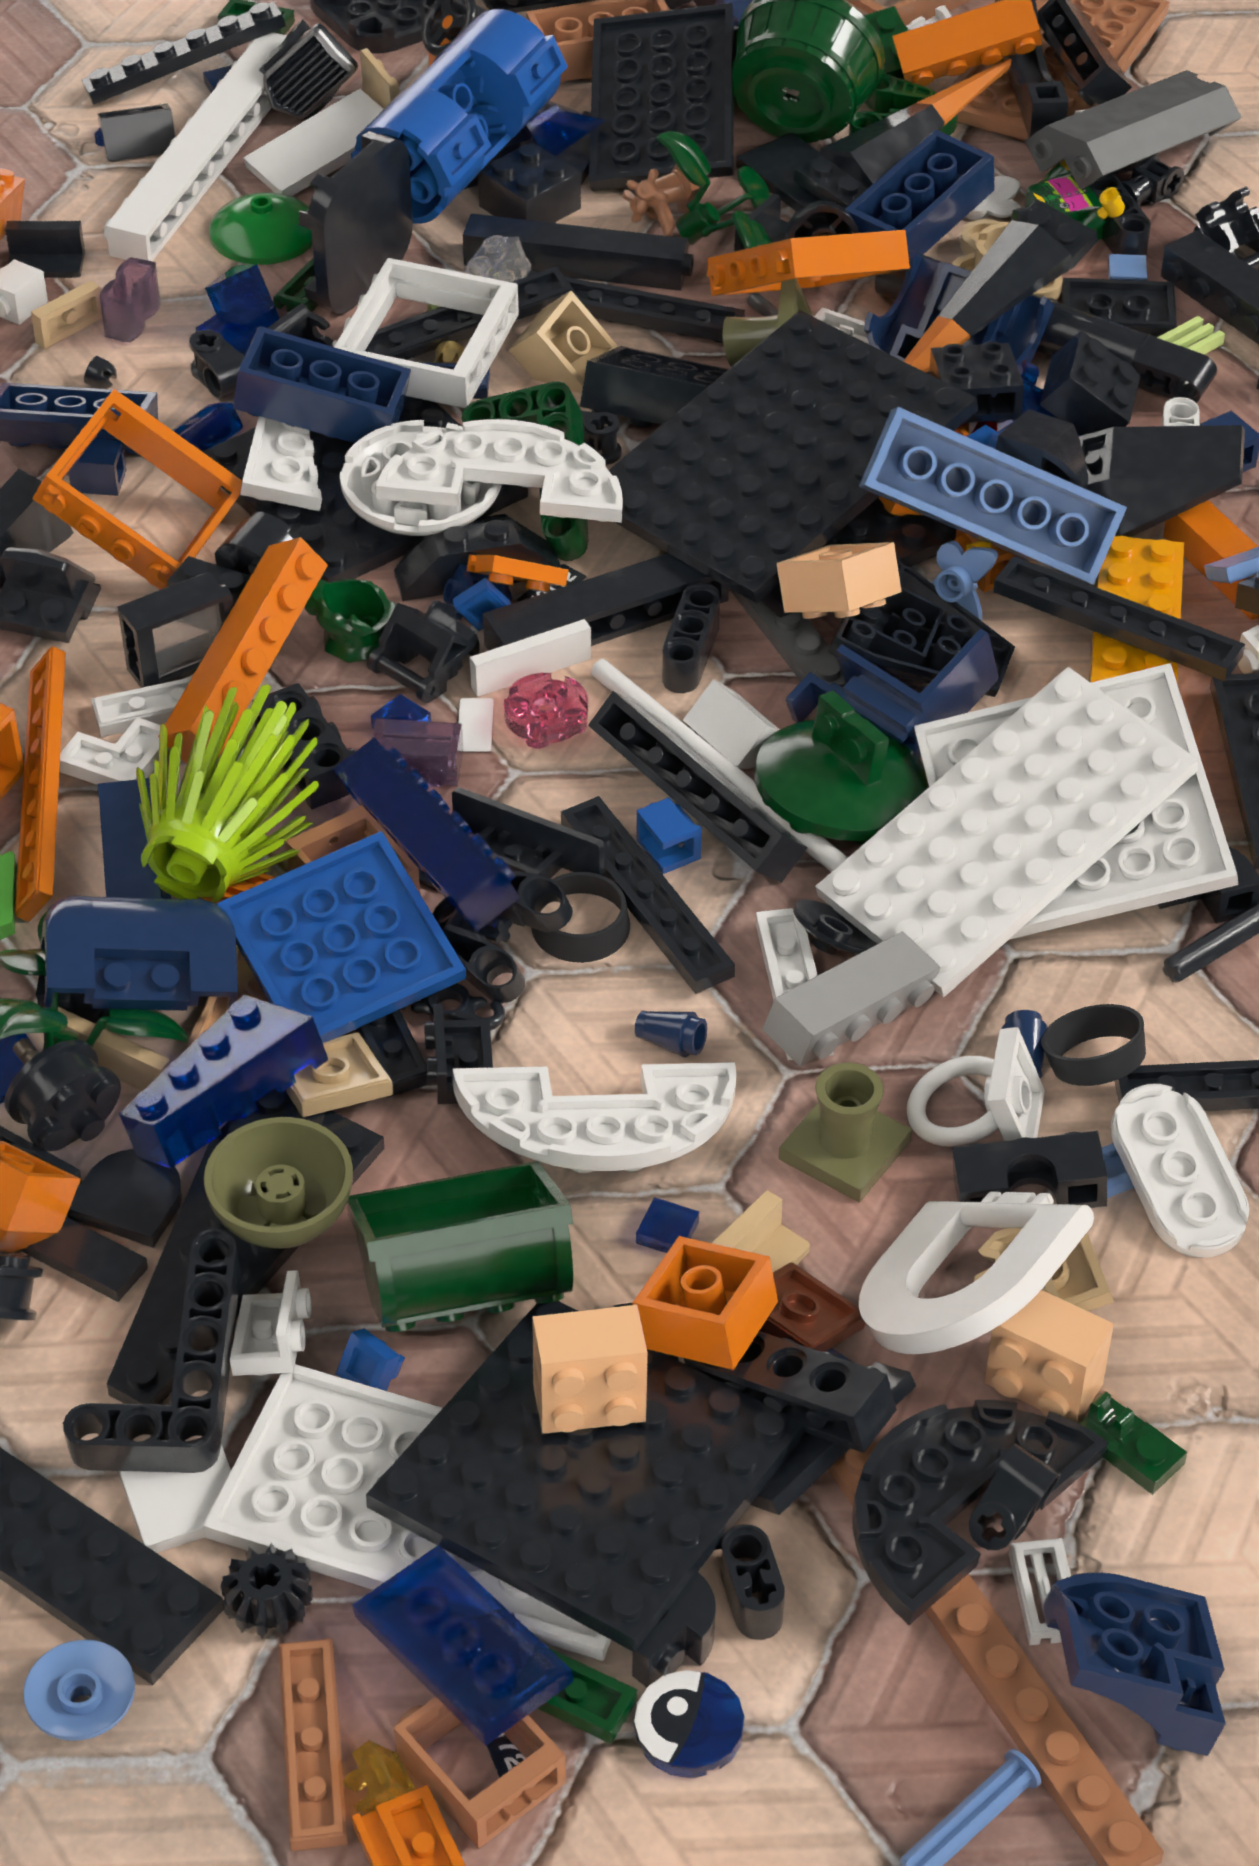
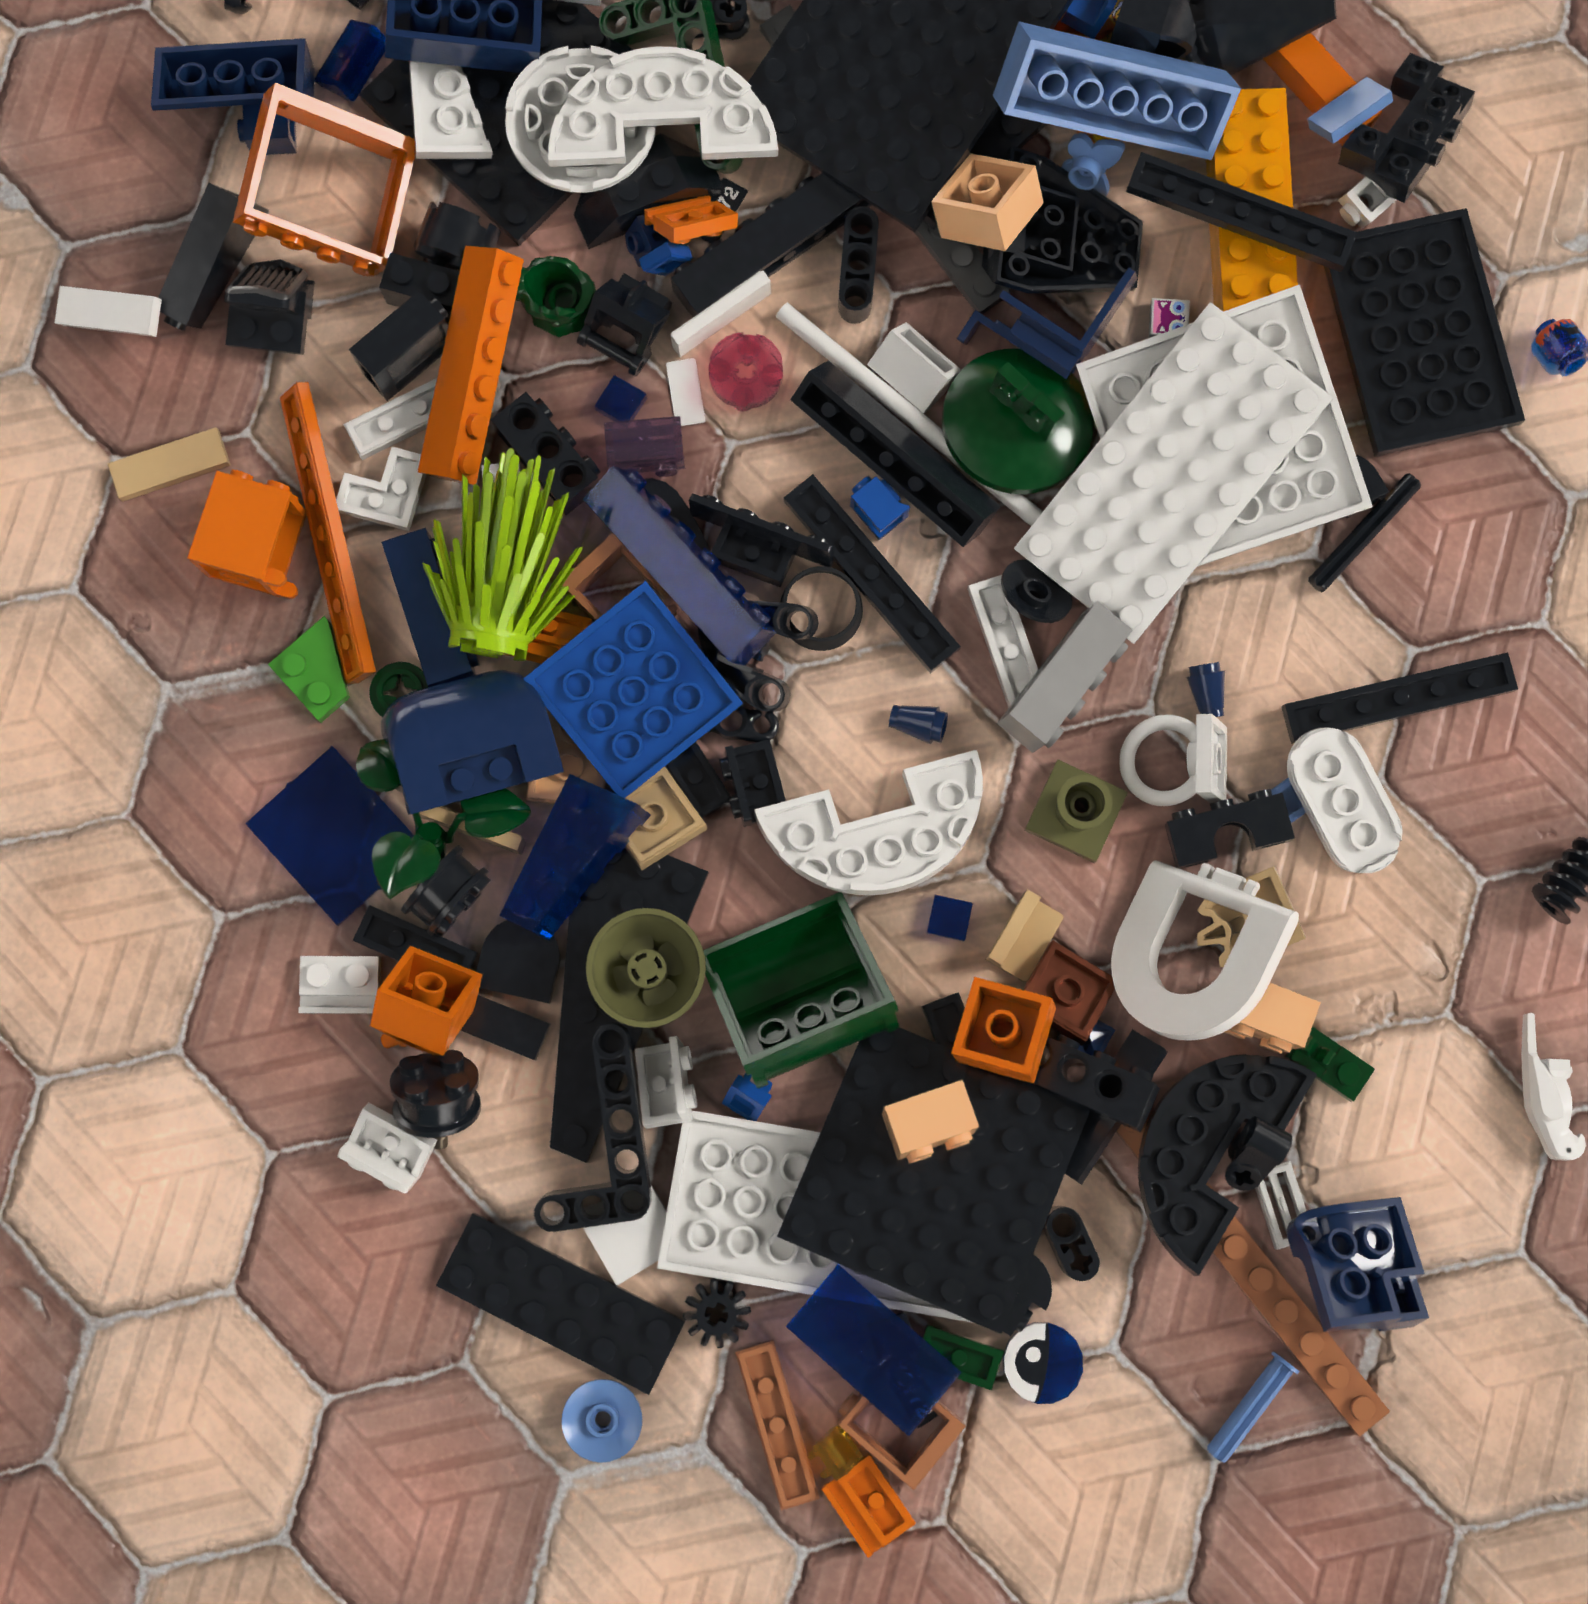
camera: 10 degrees left, 35 degrees up
(1093, 1023) = (1262, 656): black tyre -> none

